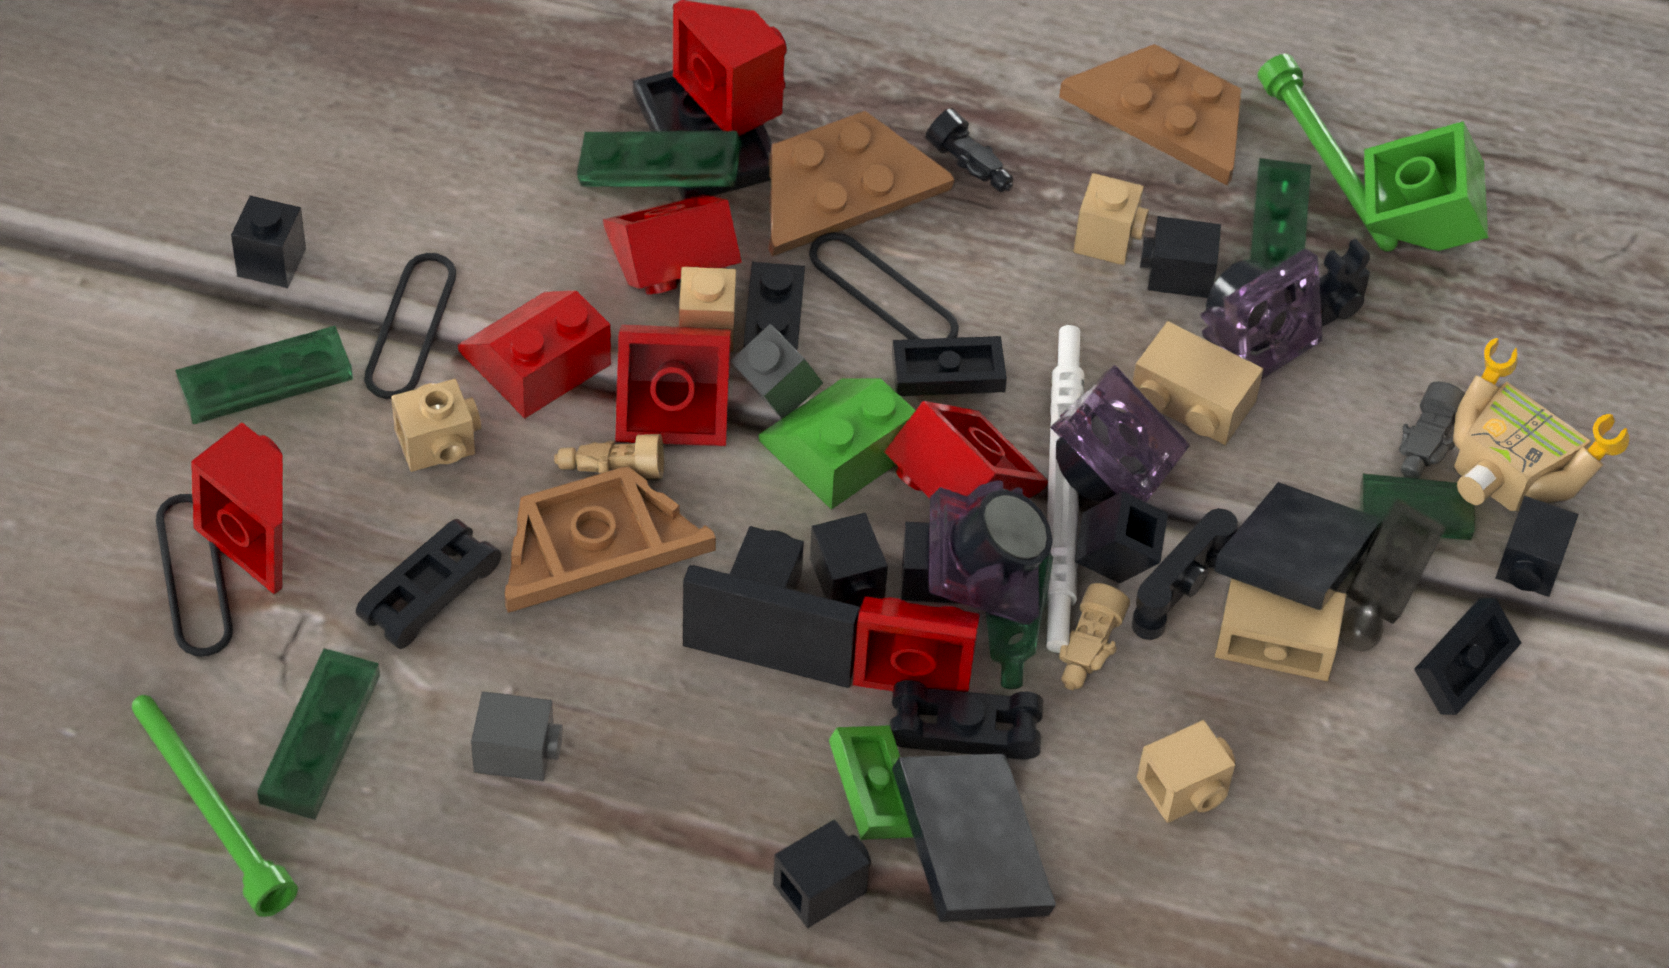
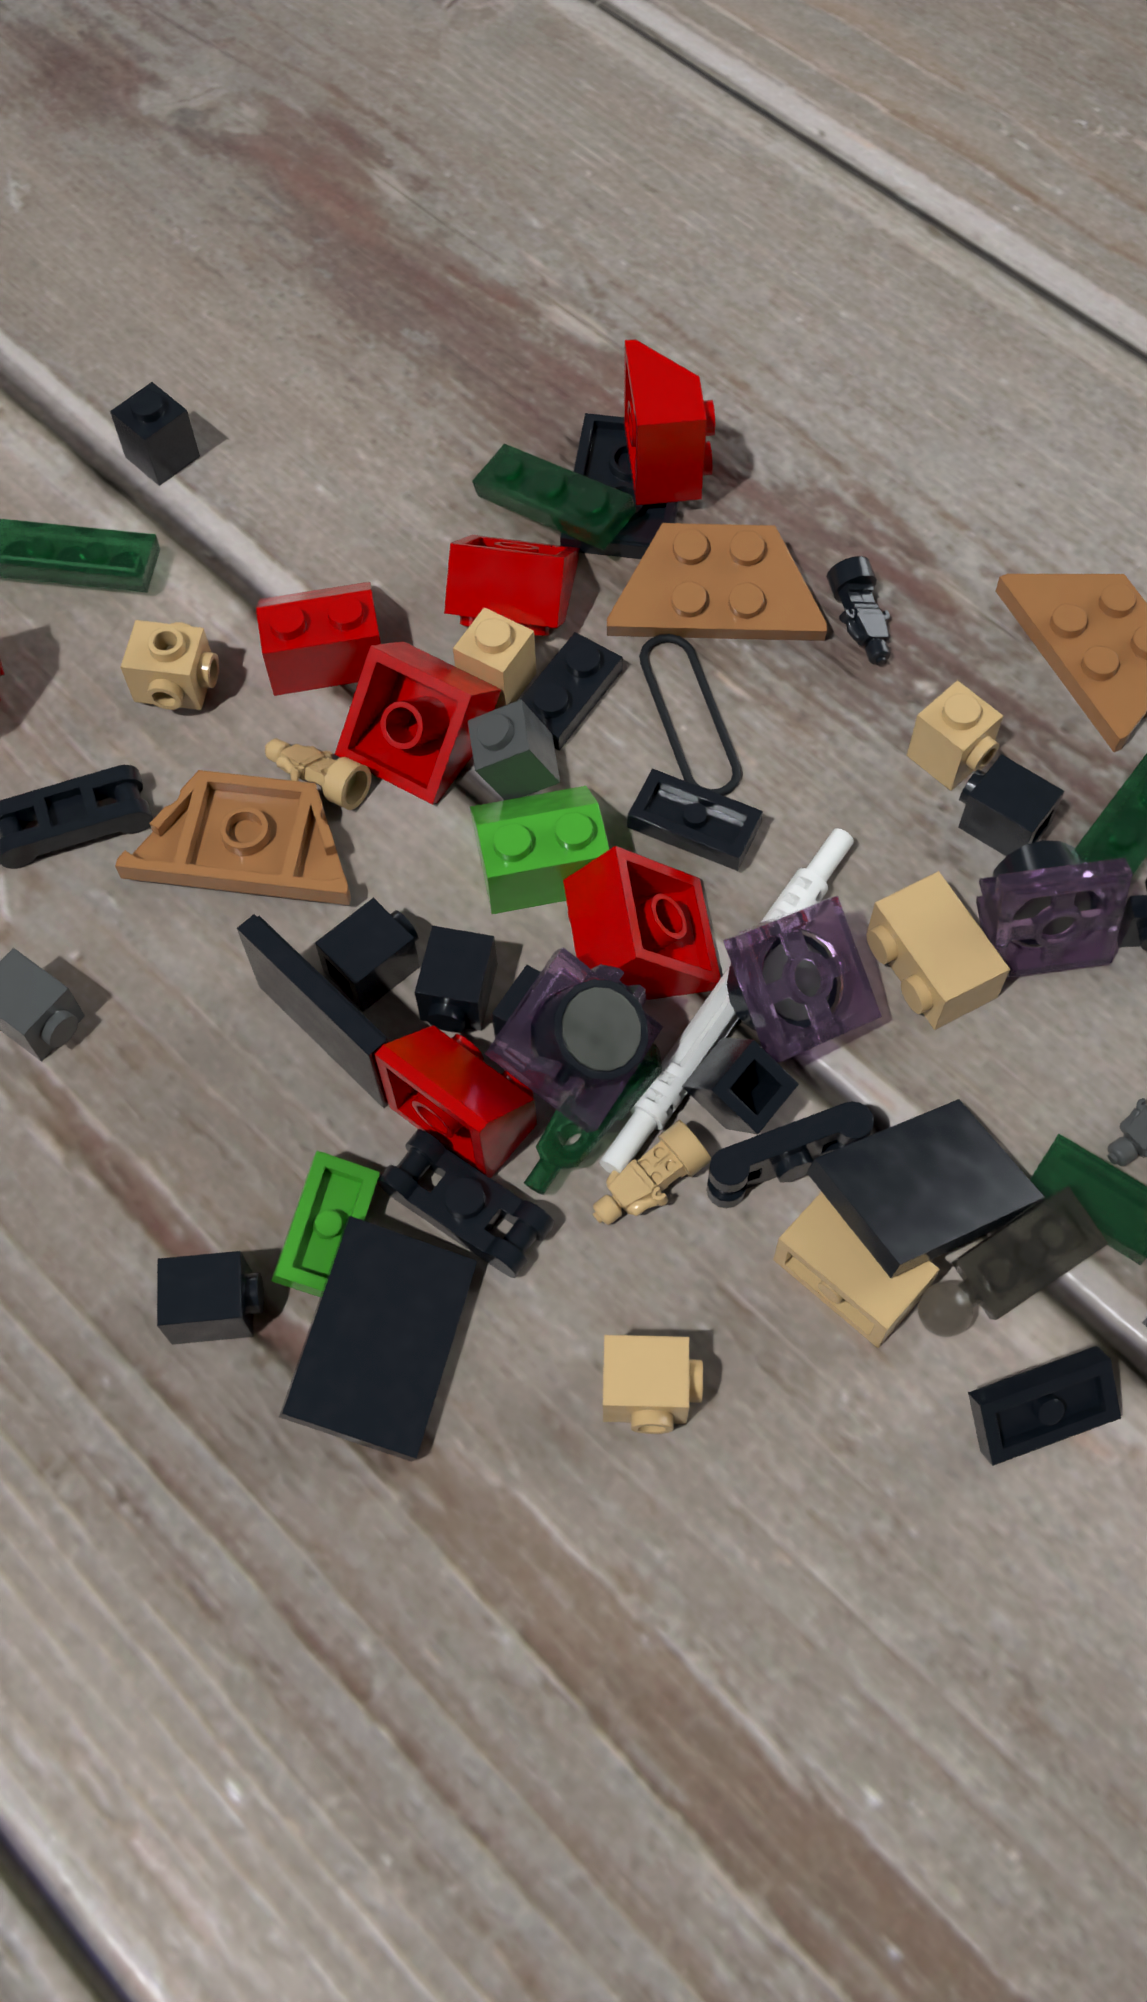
camera: 35 degrees right, 10 degrees up
(391, 314) = (224, 548): black piece -> none

